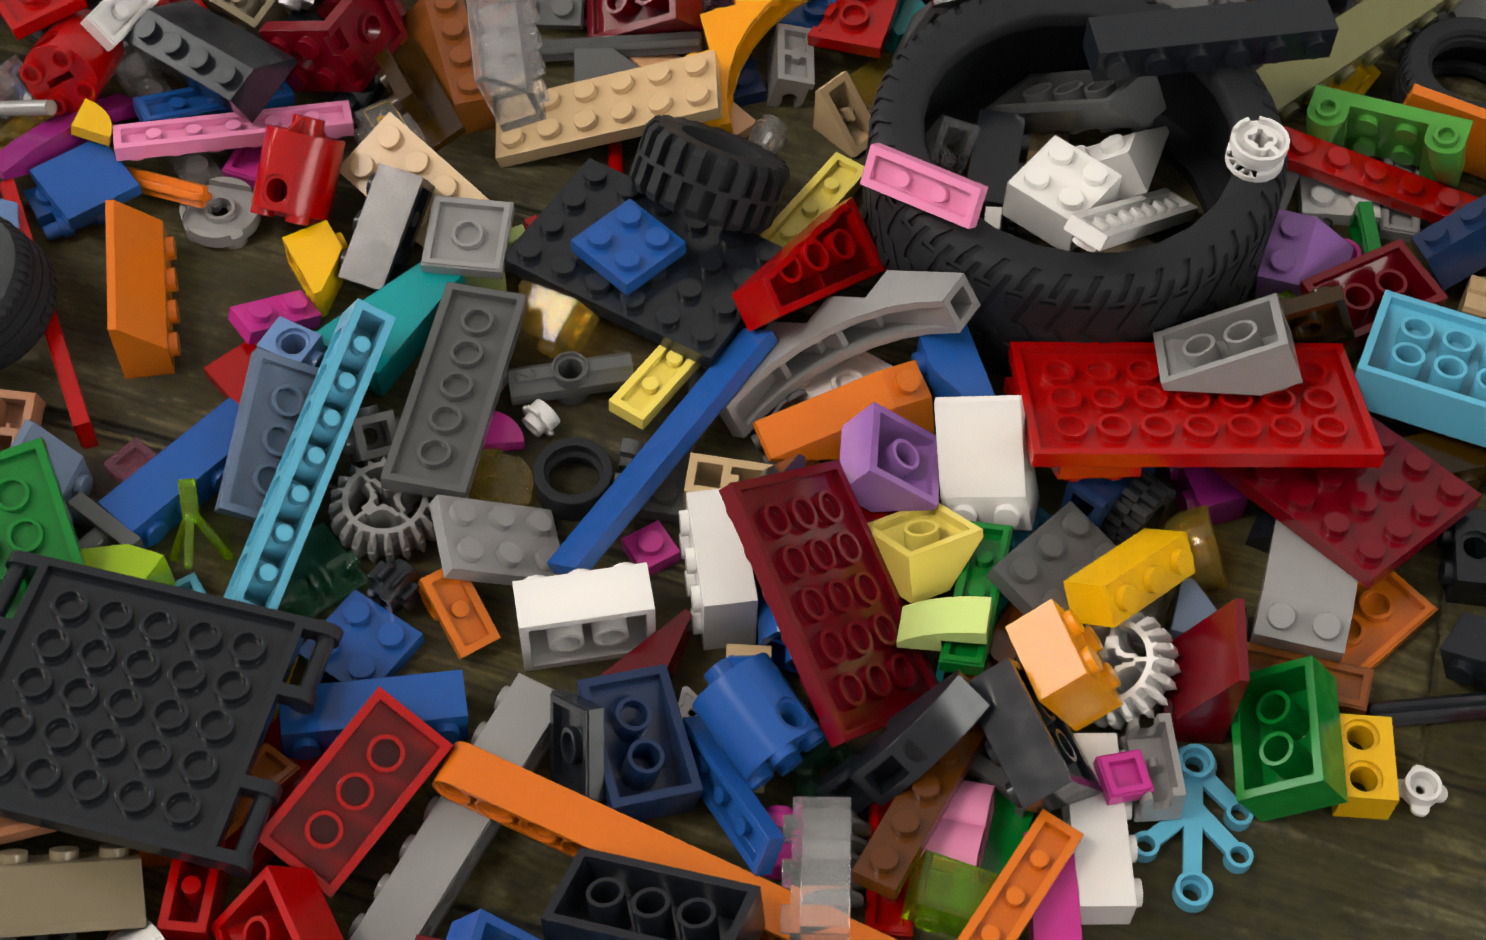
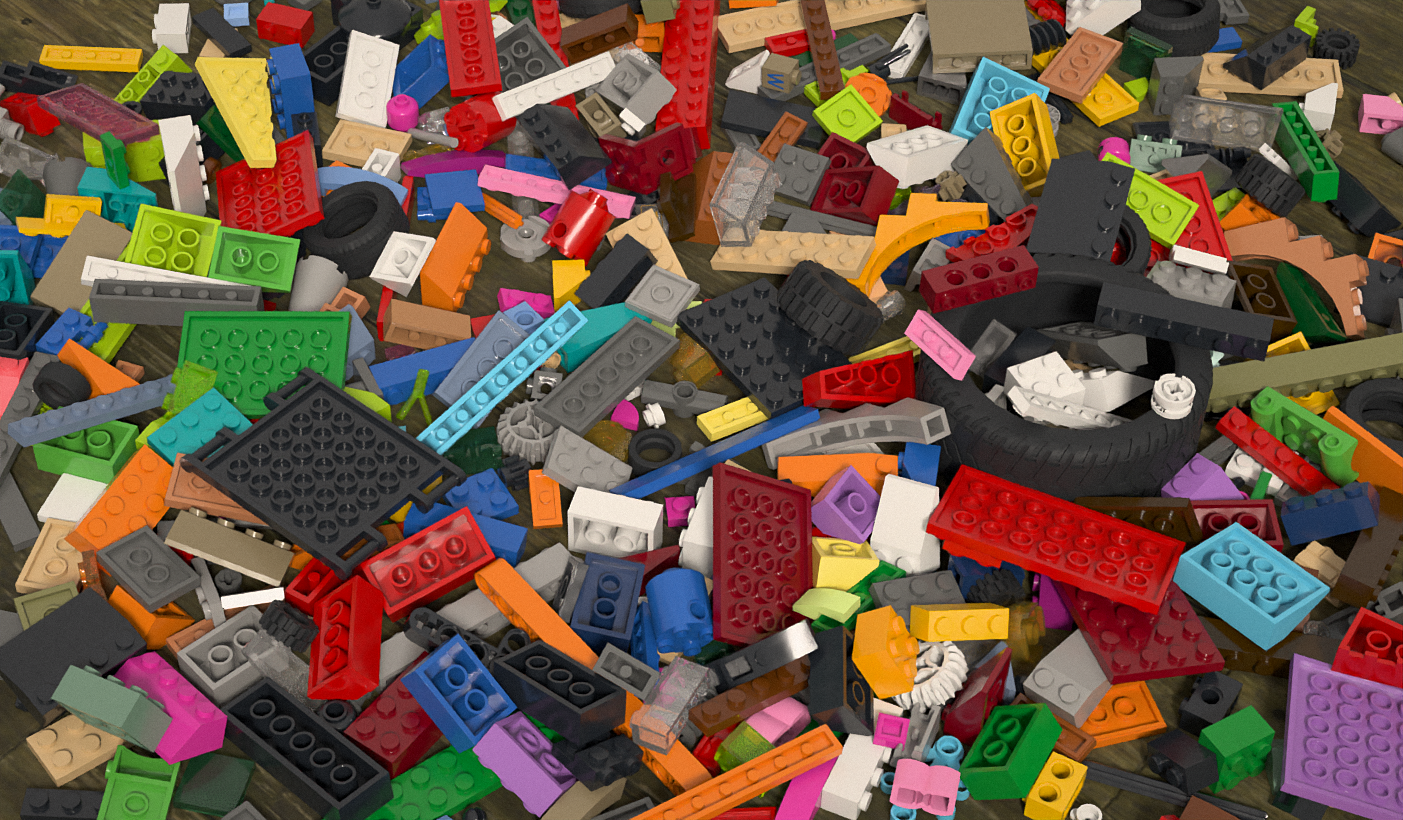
camera: 25 degrees right, 10 degrees down
(72, 320) = (402, 261): none -> white slope
(92, 123) = (473, 160): yellow tile -> none
(148, 407) = (423, 325): none -> medium nougat brick
(467, 897) = (485, 651): none -> black beam
(628, 246) = (755, 332): blue plate -> none
(746, 854) = (626, 671): none -> dark grey slope
(919, 70) = (978, 279): none -> dark red brick
(1208, 840) = (925, 787): none -> bright pink brick
(1230, 351) = (1099, 515): light grey slope -> none

